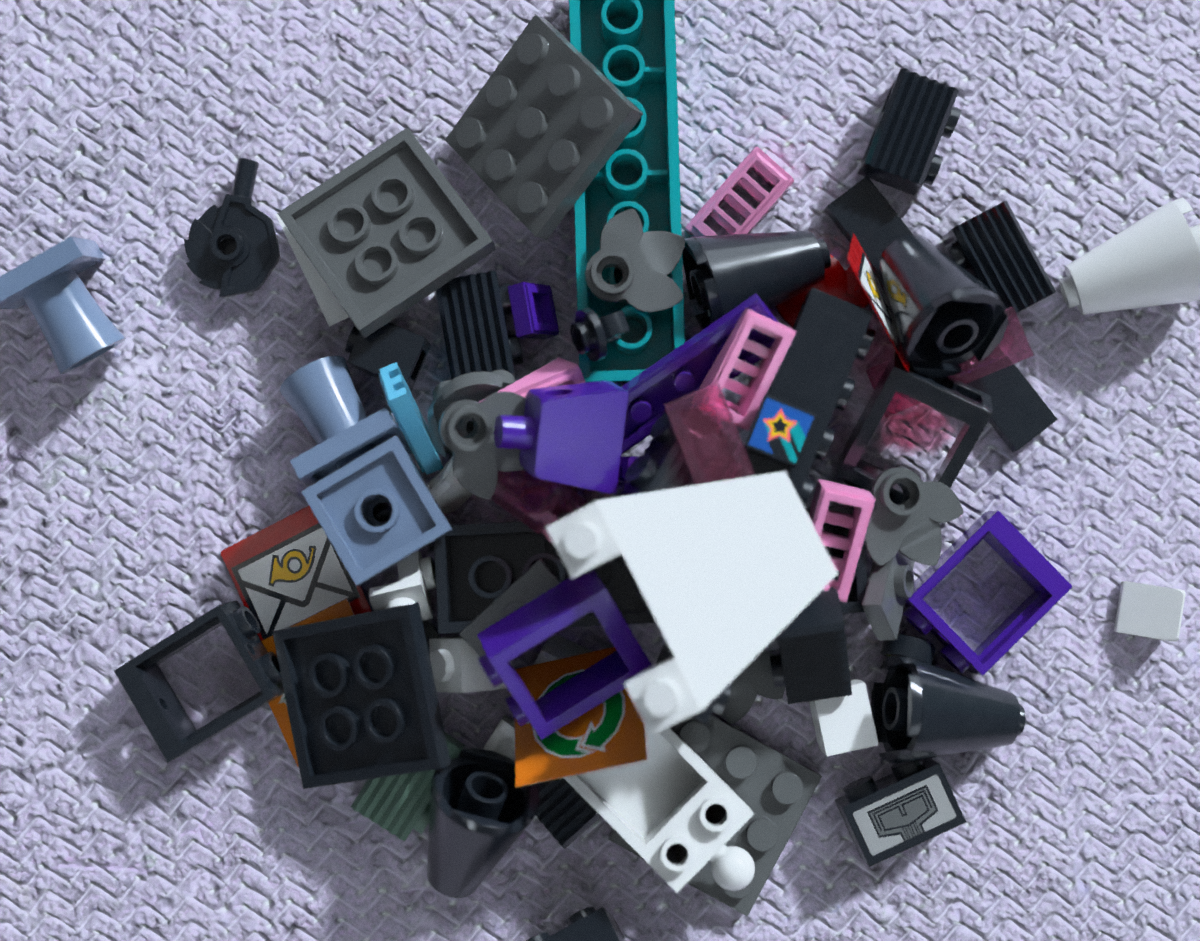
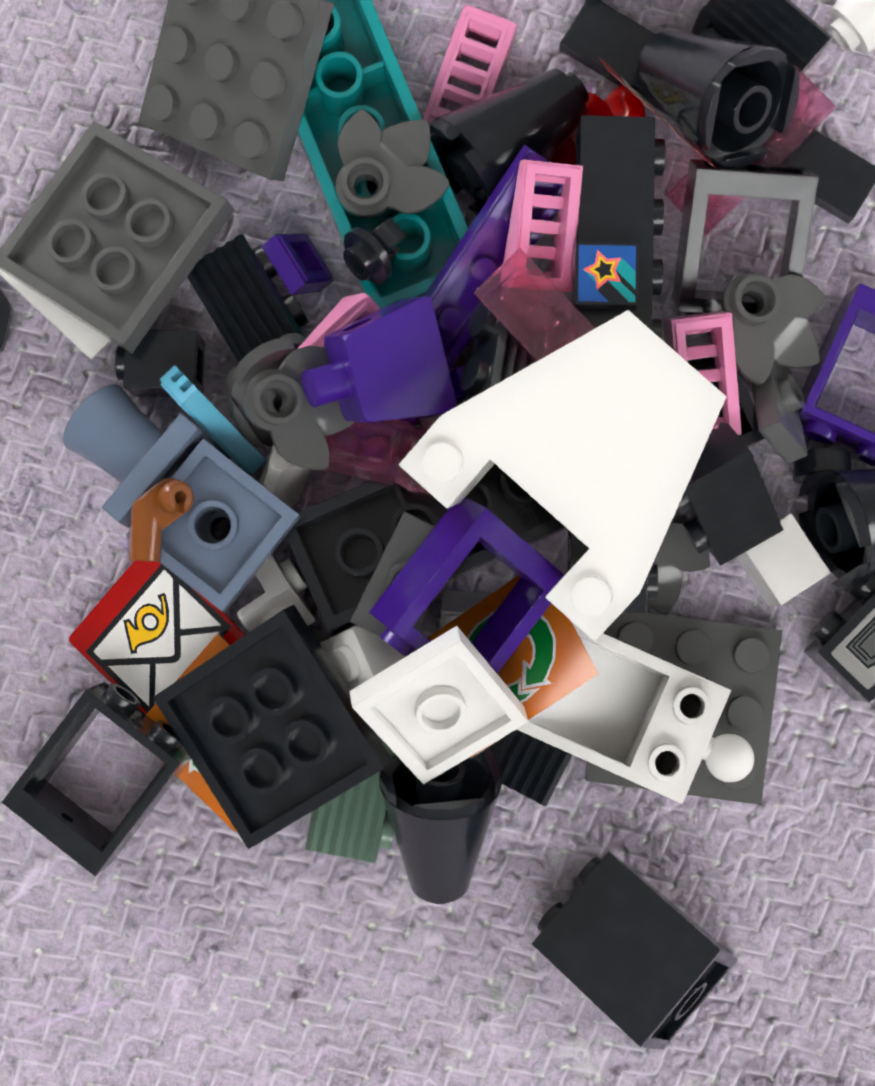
camera: 15 degrees left, 0 degrees up
(332, 483) = (154, 513): none -> dark orange arm
(504, 735) = (439, 705): none -> white plate

